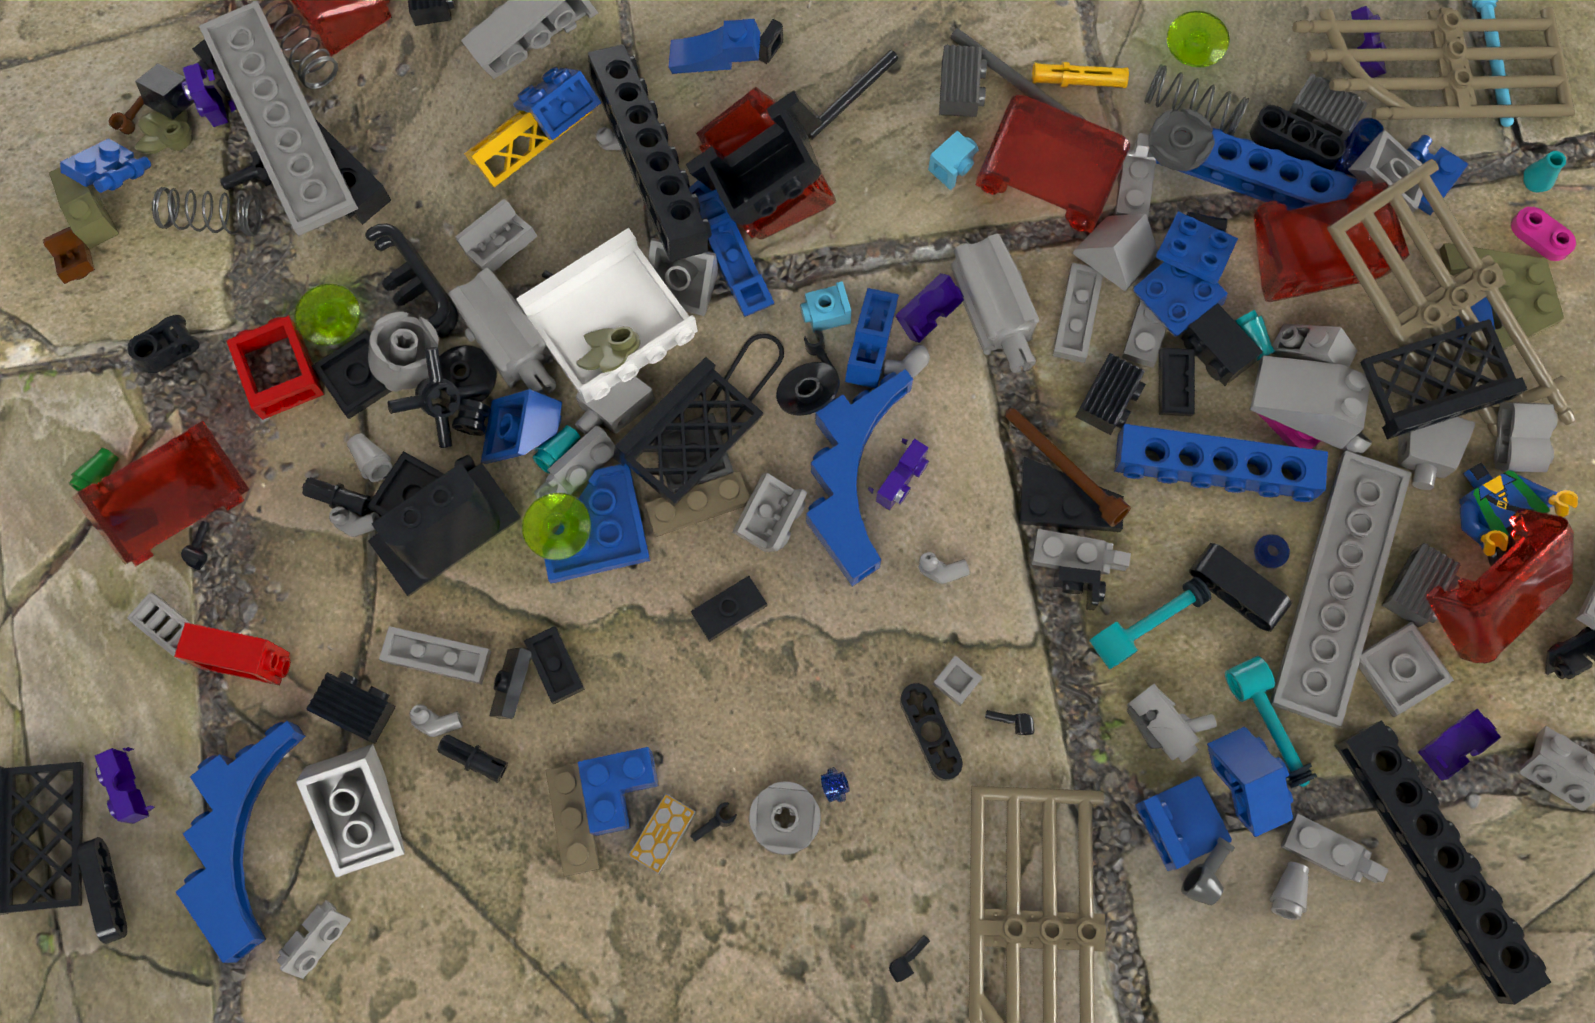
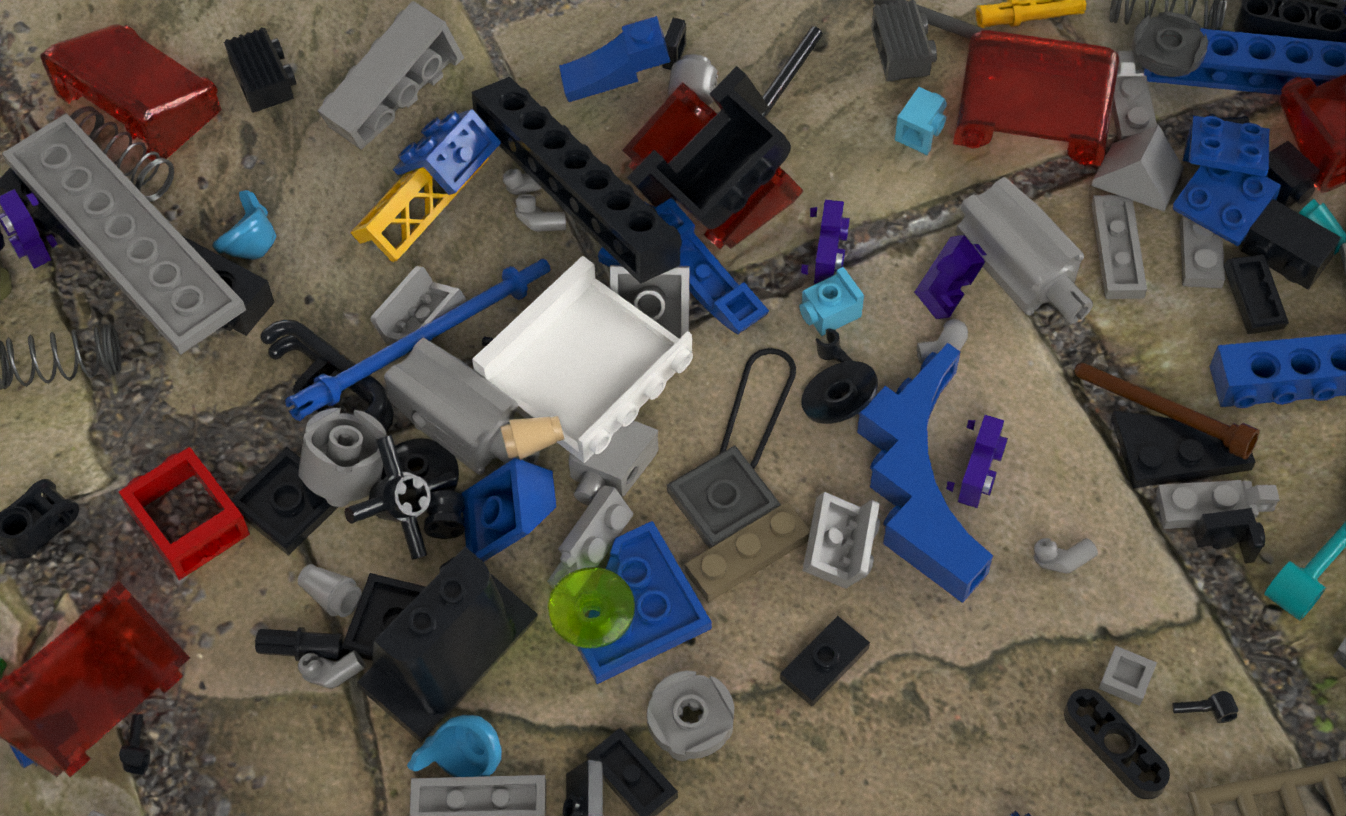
camera: 15 degrees left, 15 degrees down
(255, 170) = (100, 303): black bar -> none
(322, 303) = (233, 425): clear neon green dish -> none
(384, 139) = (251, 235): none -> dark azure hat
(402, 295) = (328, 389): none -> blue bar
(434, 610) = (461, 748): none -> dark azure hat
(544, 374) = (531, 435): none -> tan cone
(555, 447) = (556, 527): teal cone -> none
(596, 616) = (688, 739): none -> light grey plate
(609, 348) = (598, 390): olive plate -> none
(613, 174) = (535, 218): none -> light grey arm
(662, 418) = (680, 459): black fence -> none
(775, 78) = (697, 74): none -> light grey head
(848, 242) = (833, 228): none -> dark purple piece
(871, 338) = (895, 324): blue slope -> none
(1110, 394) = (1188, 322): black brick -> none
(1242, 282) = (1293, 173): none -> black brick

